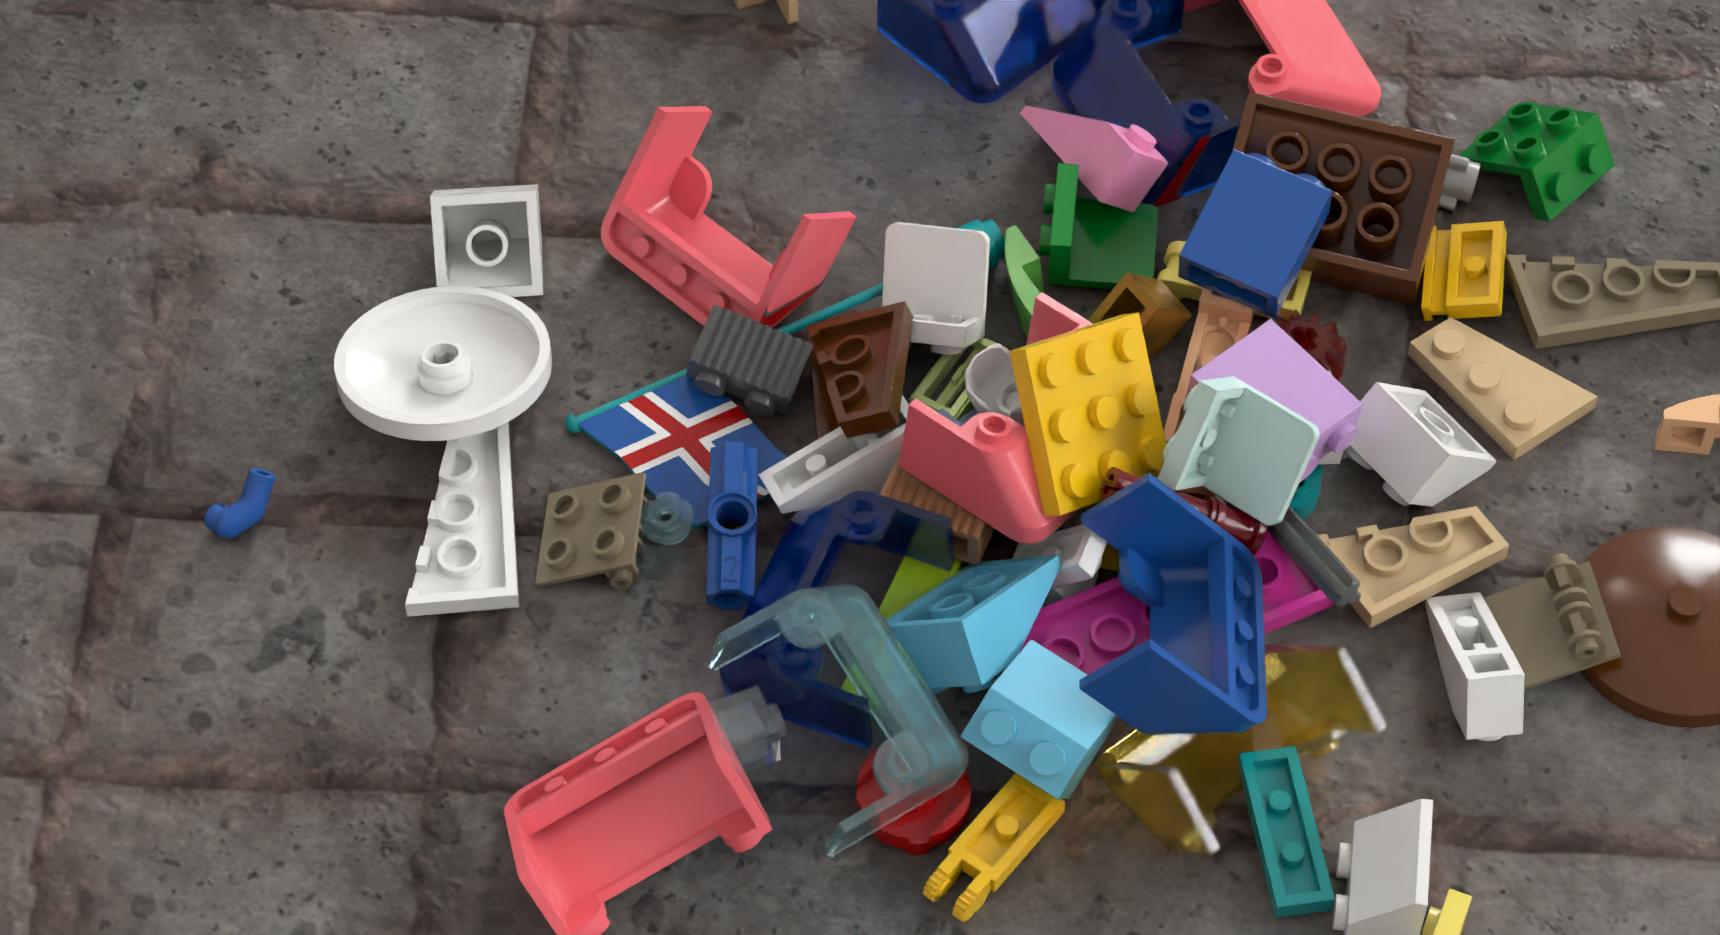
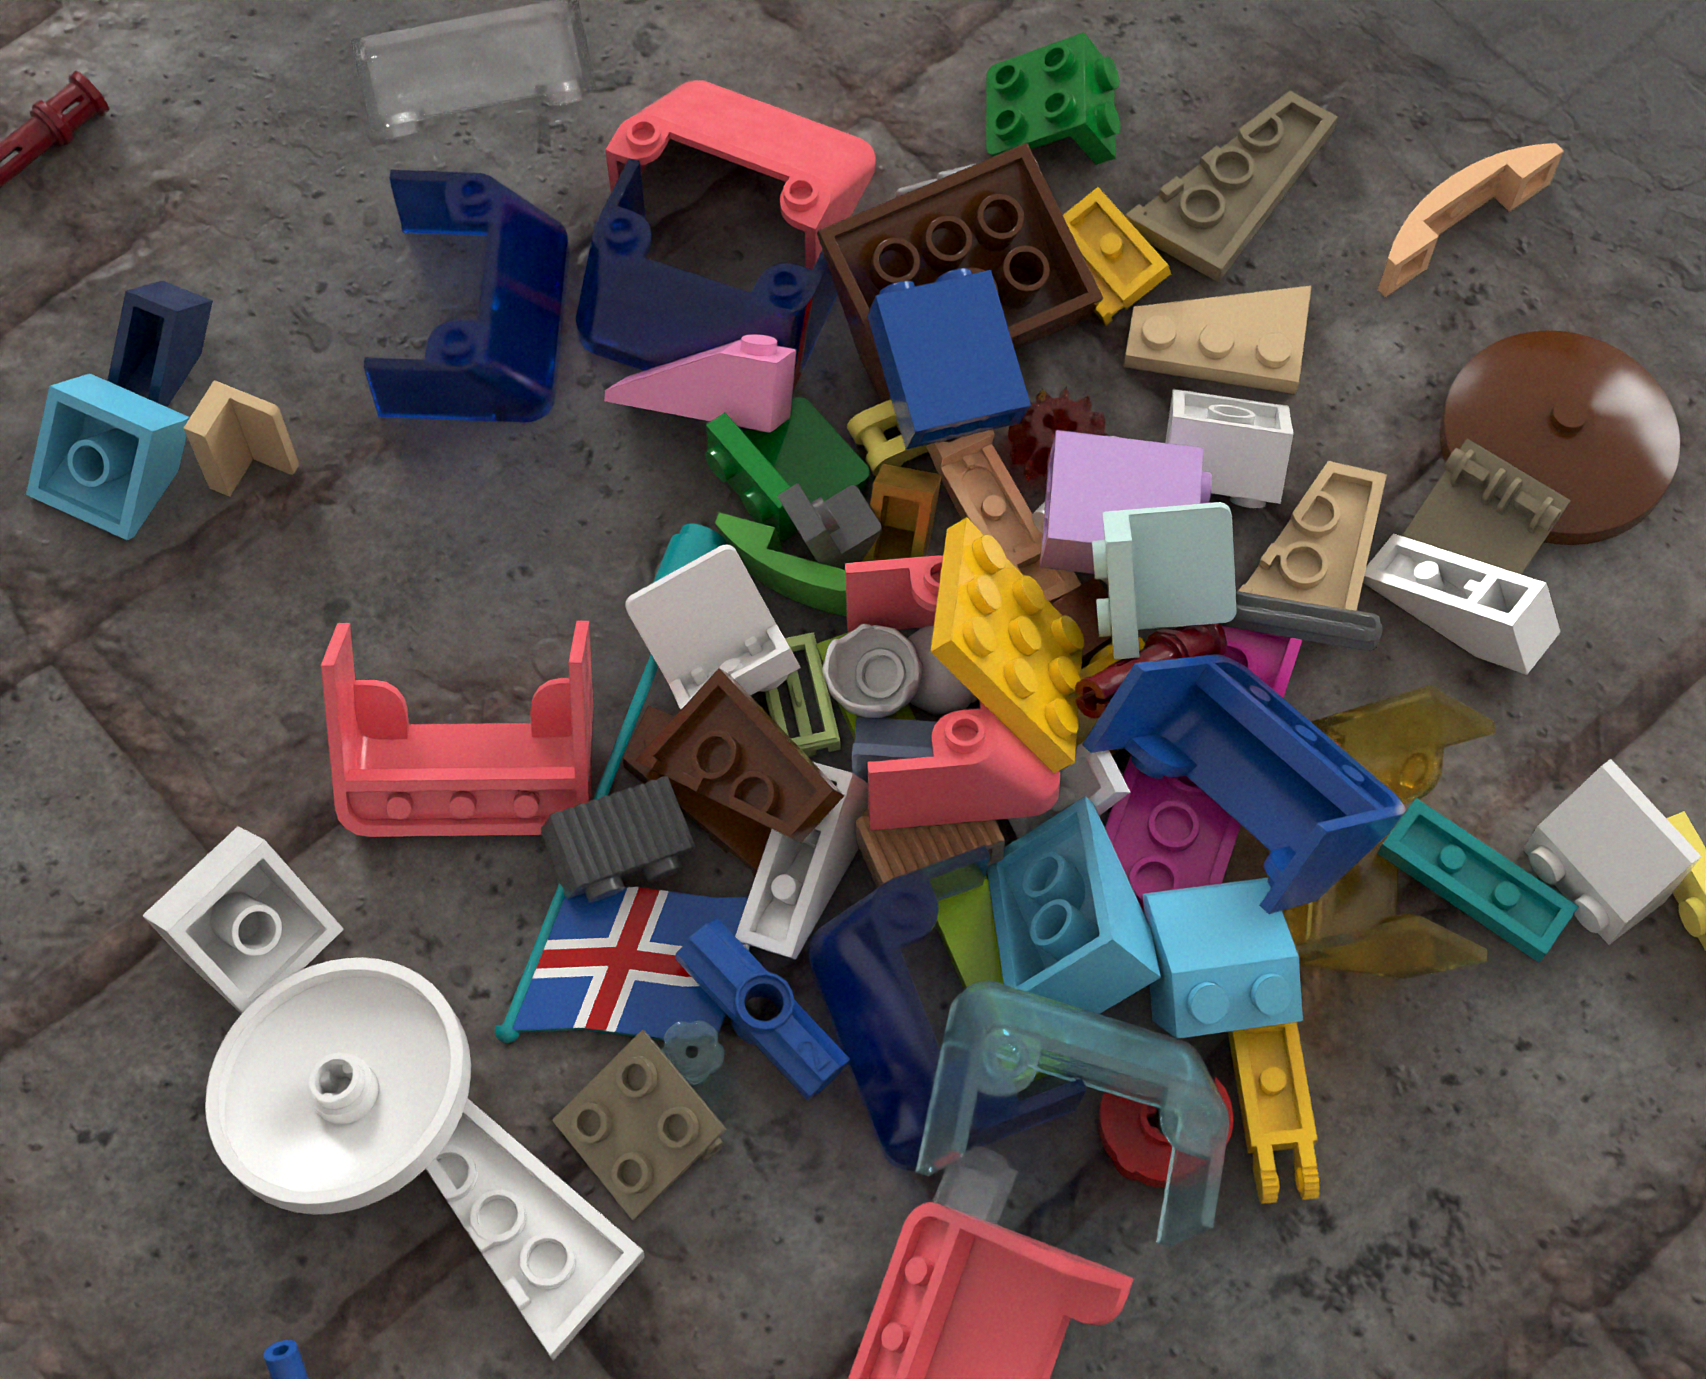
camera: 45 degrees left, 10 degrees up
(1067, 281) = (833, 529): none -> dark grey slope

